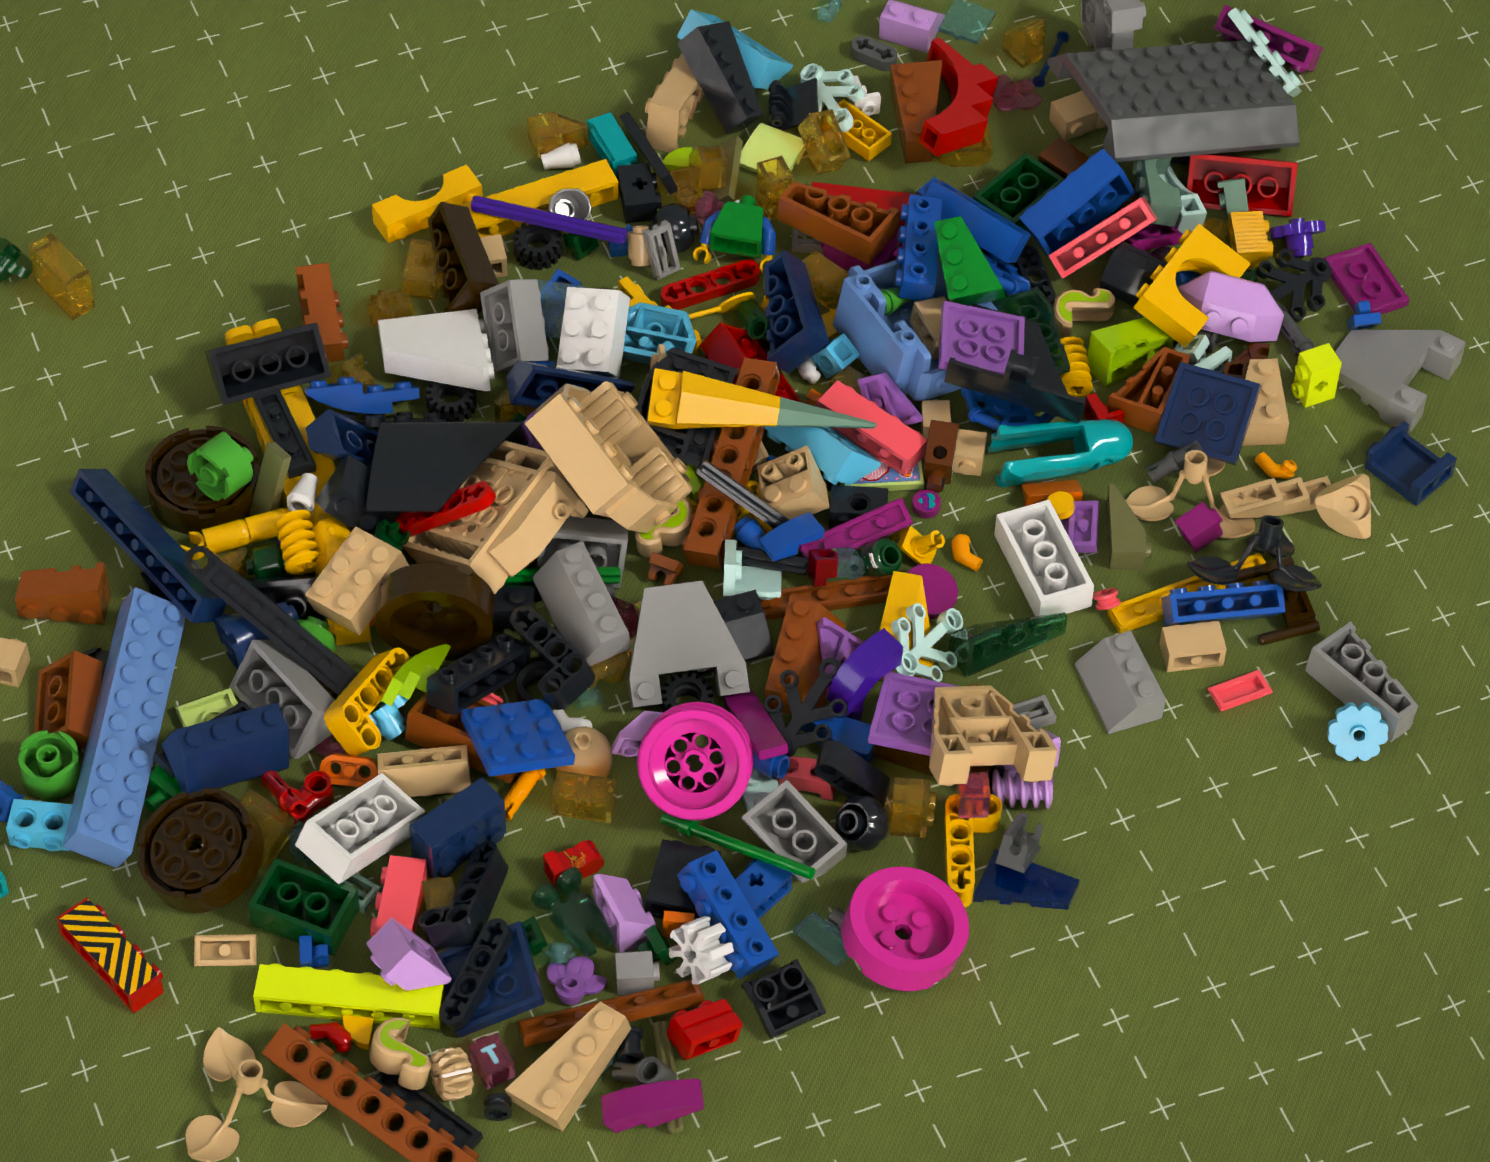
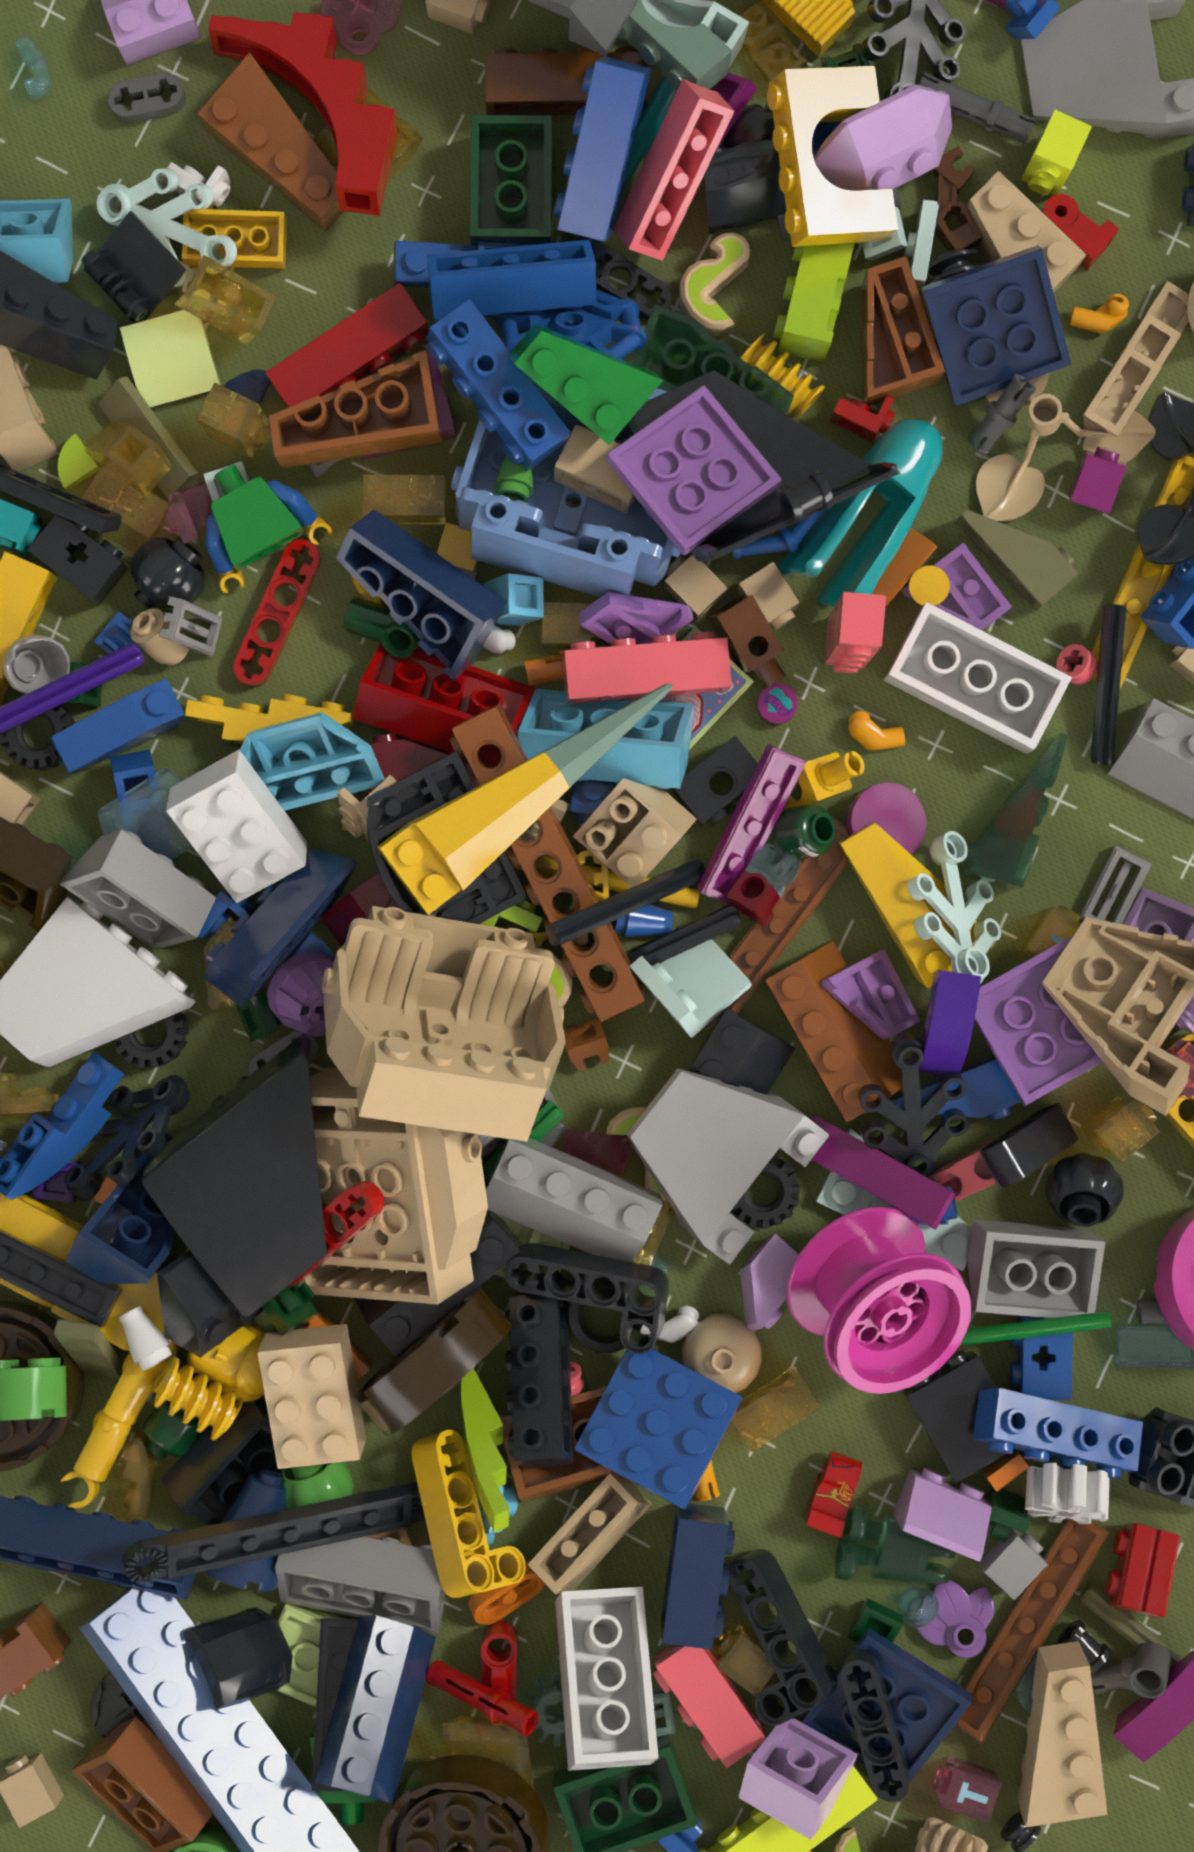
camera: 40 degrees left, 35 degrees up
(185, 678) = (242, 1656): none -> black slope
(588, 264) = (119, 726): none -> blue slope
(727, 306) = (330, 634): yellow piece -> none
(787, 537) = (694, 897): blue slope -> none
(995, 473) = (854, 631): none -> coral brick
(1114, 615) = (1108, 684): none -> black axle
(1300, 431) = (1079, 228): none -> red leg

